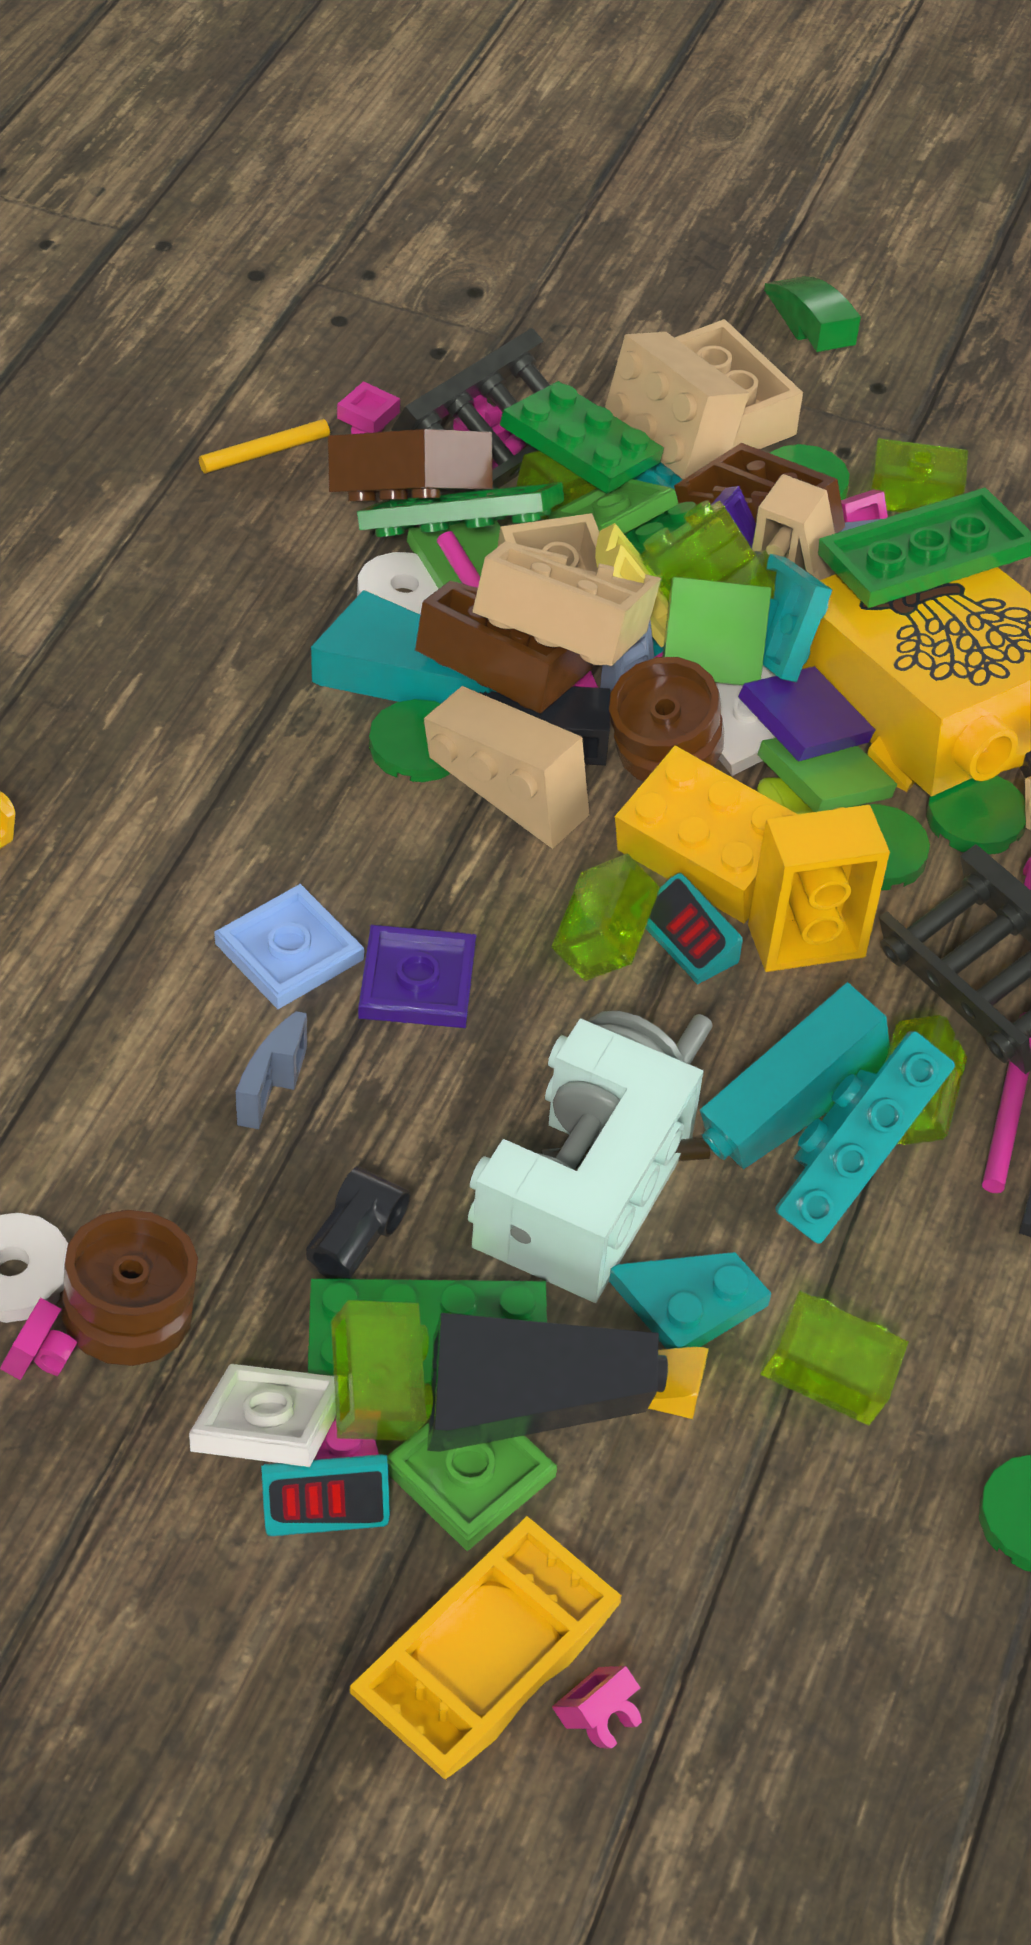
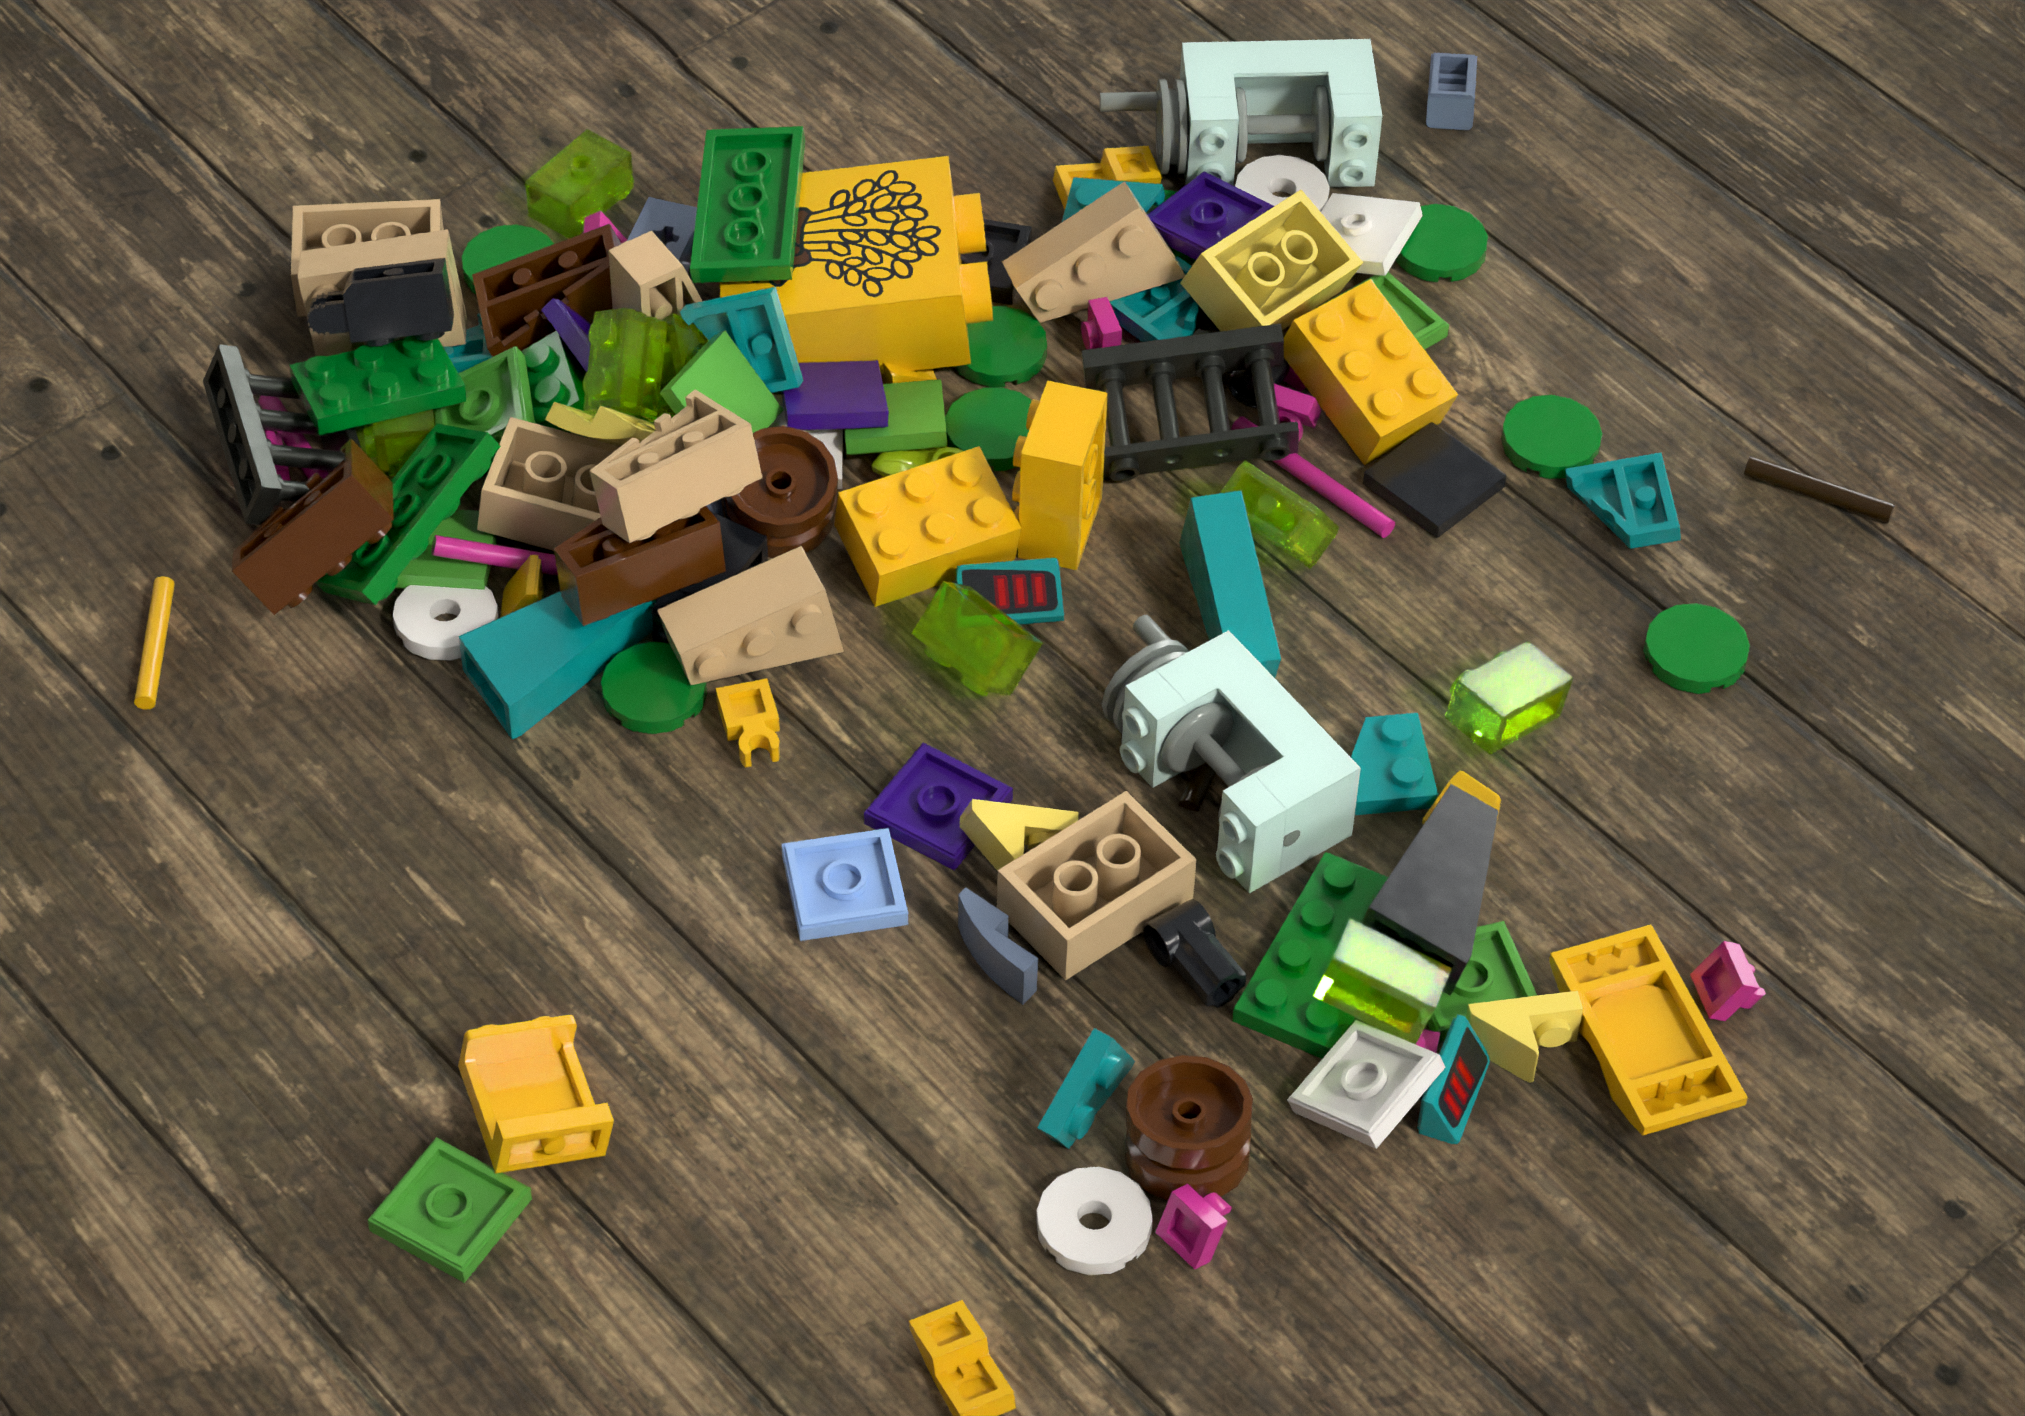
camera: 60 degrees left, 0 degrees up
(144, 1184) = (1085, 1089): none -> teal wing
(368, 409) = (185, 534): dark pink tile -> none
(376, 1109) = (1095, 884): none -> tan brick
(397, 1025) = (1005, 828): none -> light yellow slope
(421, 1524) = (1517, 1027): none -> light yellow slope
(422, 806) = (751, 717): none -> yellow plate
(643, 394) = (388, 304): none -> black hinge
(815, 312) = (290, 143): green slope -> none
(860, 1133) = (1314, 576): teal bracket -> none

